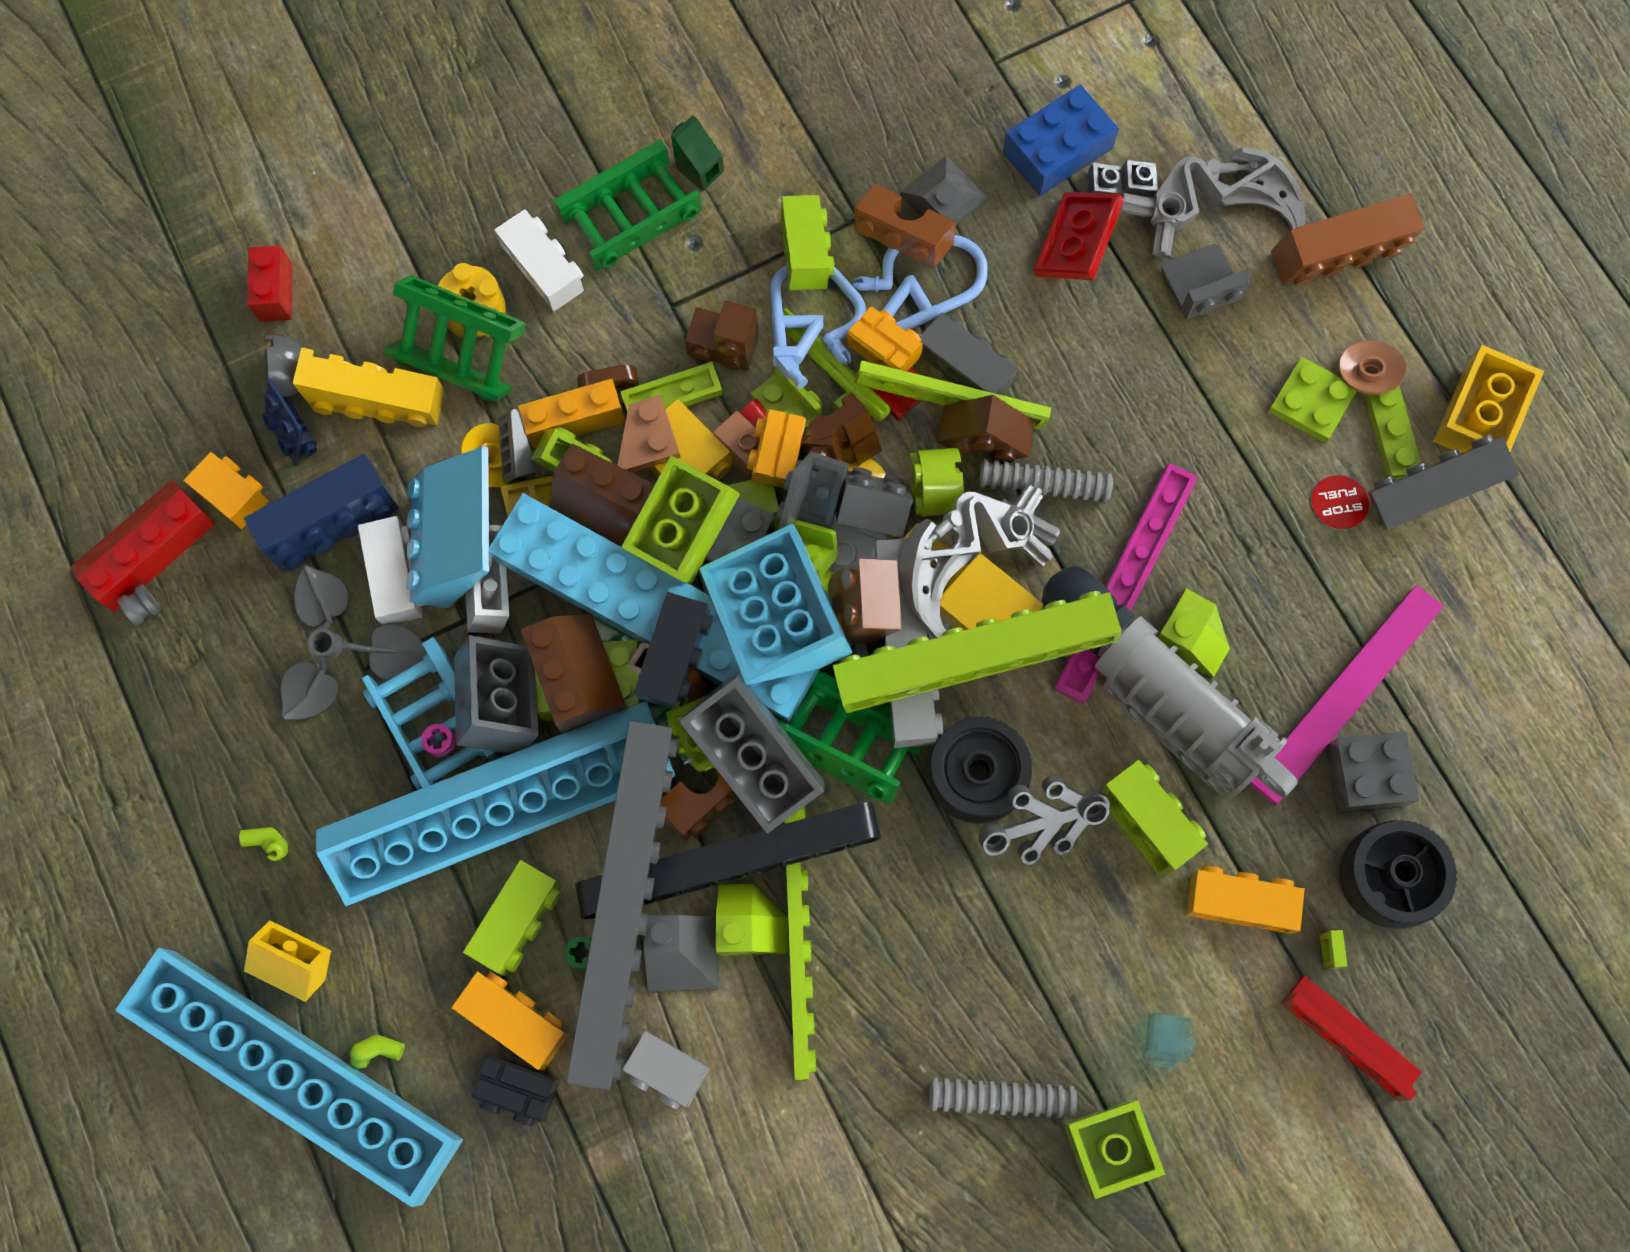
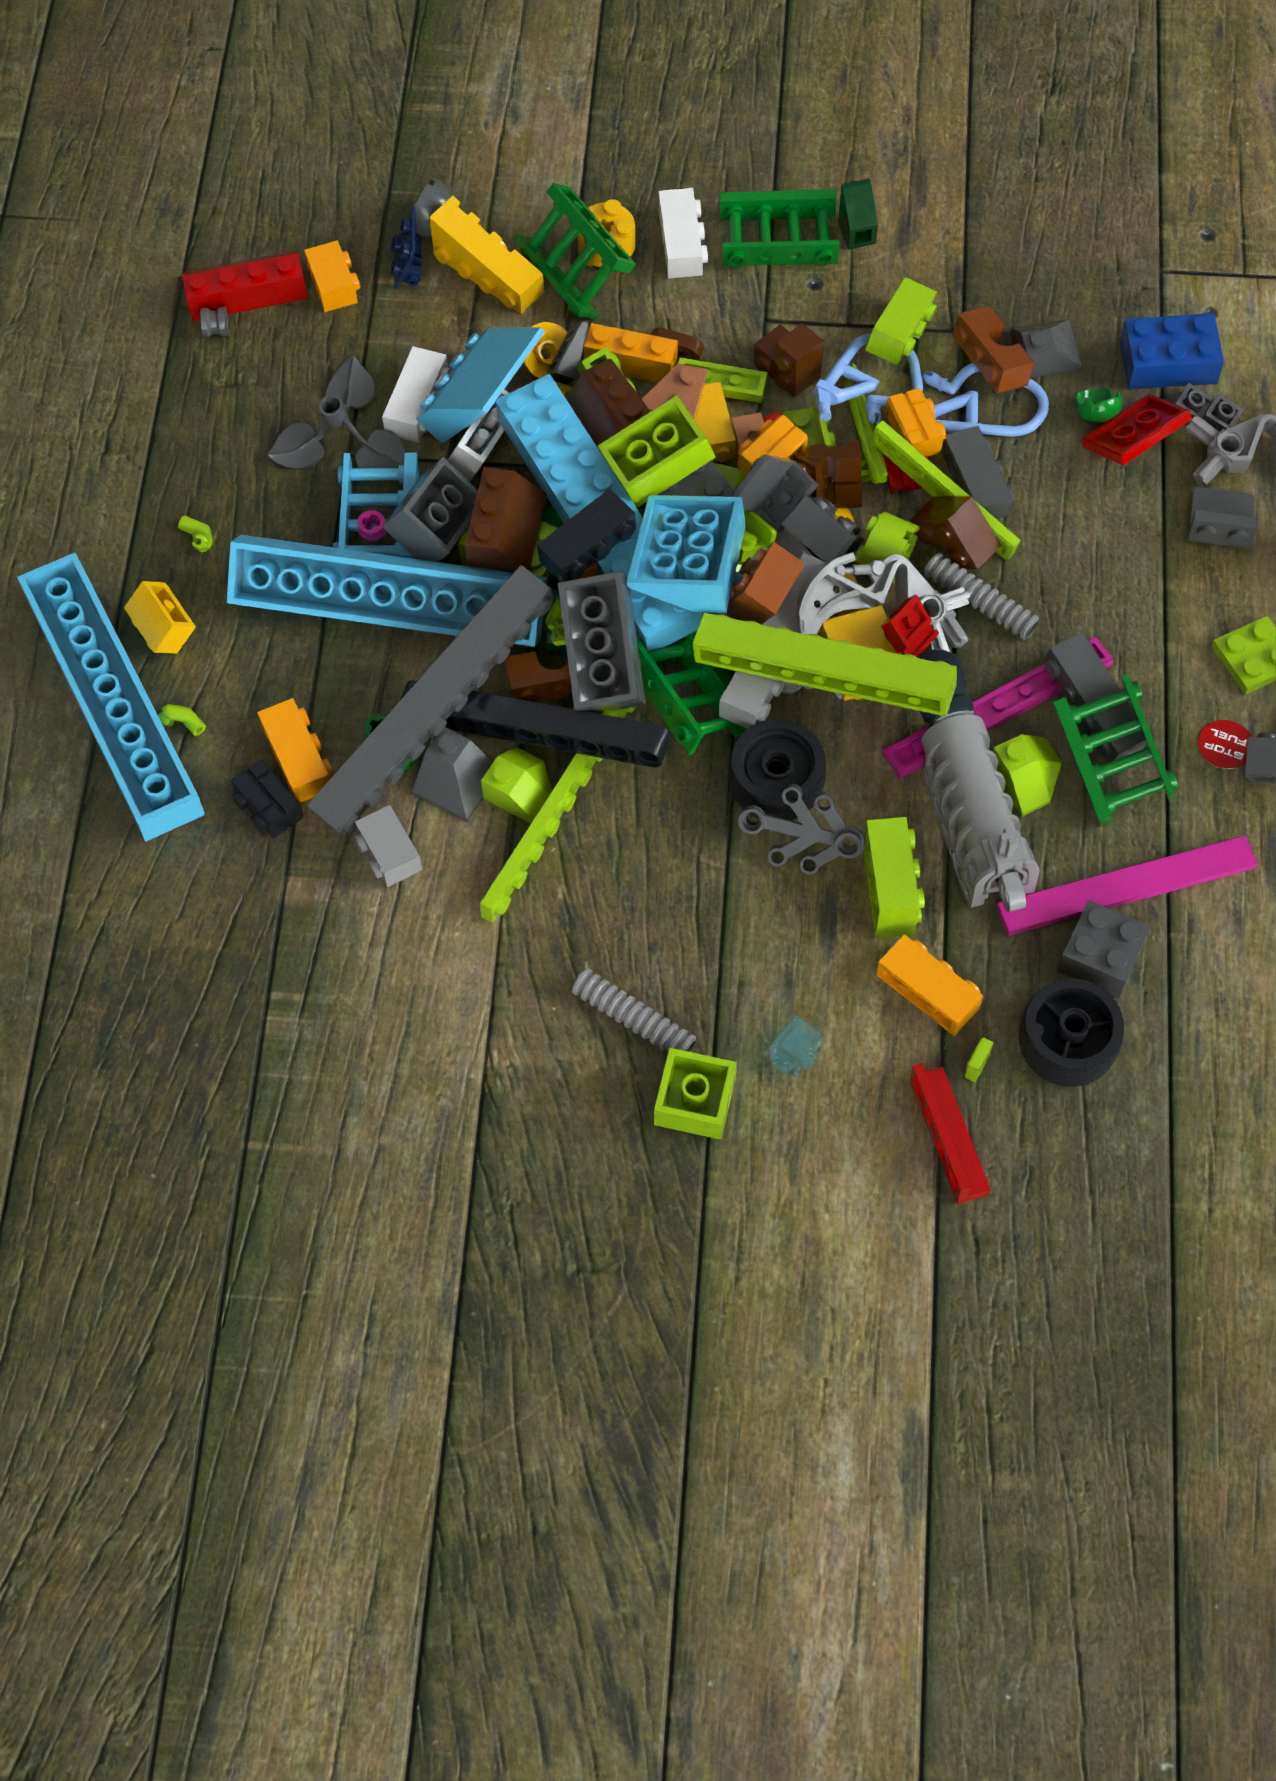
camera: 30 degrees right, 10 degrees down
(269, 283) = (460, 147): red brick -> none
(321, 513) = (390, 323): dark blue brick -> none
(513, 919) = (344, 682): lime brick -> none
(1022, 564) = (909, 627): none -> red plate
(1029, 229) = (1098, 404): none -> green hair
(1213, 527) = (1087, 679): none -> dark grey brick
(1258, 606) = (1095, 774): none -> green fence

